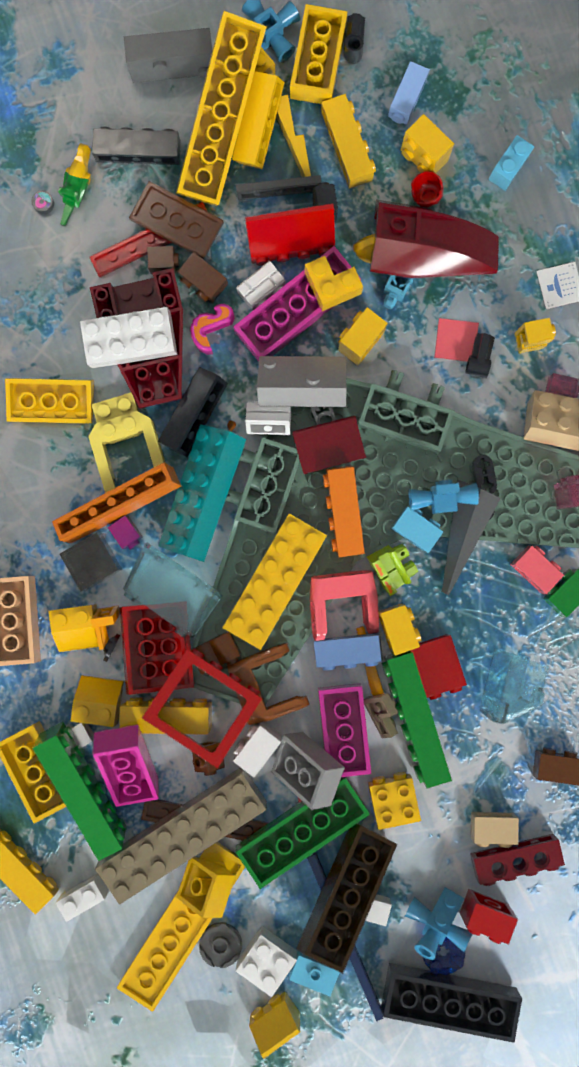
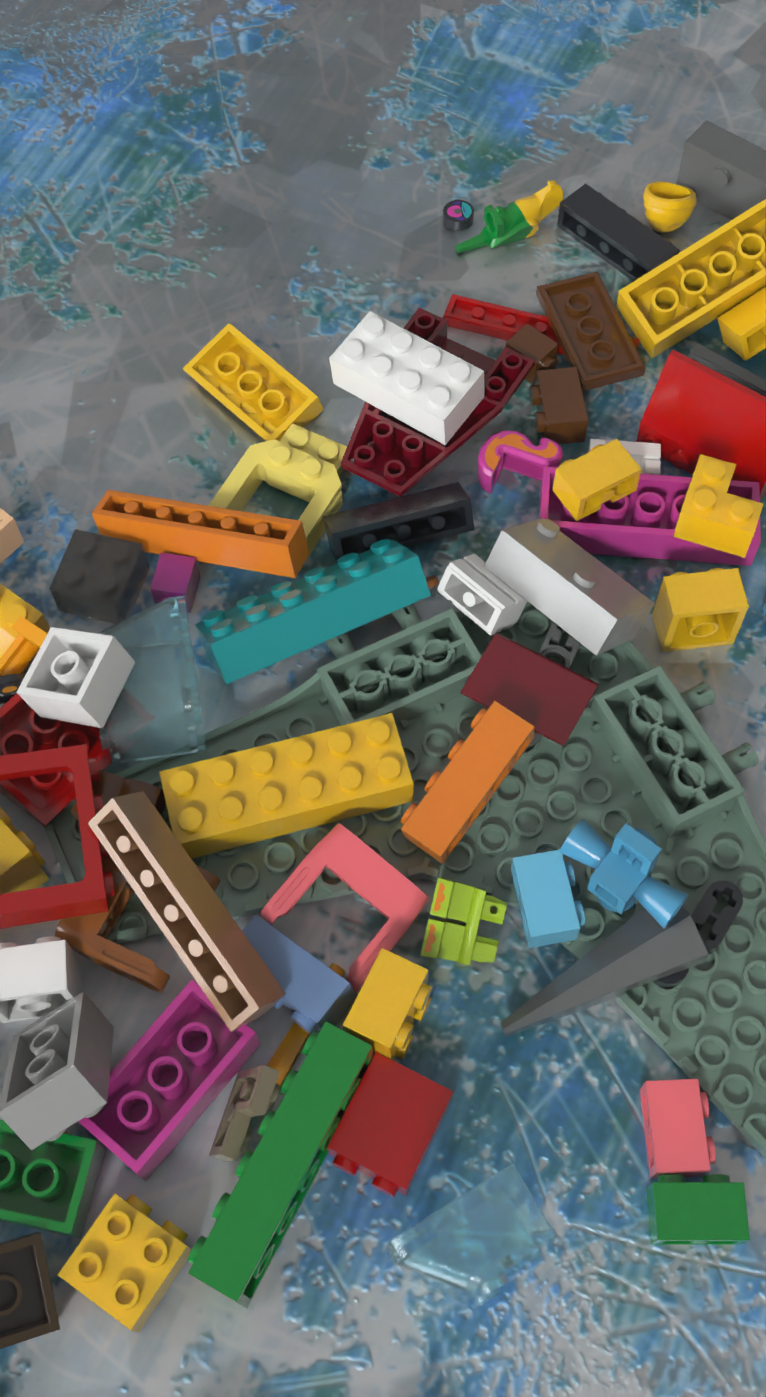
camera: 40 degrees right, 25 degrees down
(143, 101) = (668, 205): none -> yellow hat
(148, 624) = (76, 677): none -> white brick
(266, 315) = (596, 477): none -> yellow brick
(293, 671) = (186, 909): none -> medium nougat brick

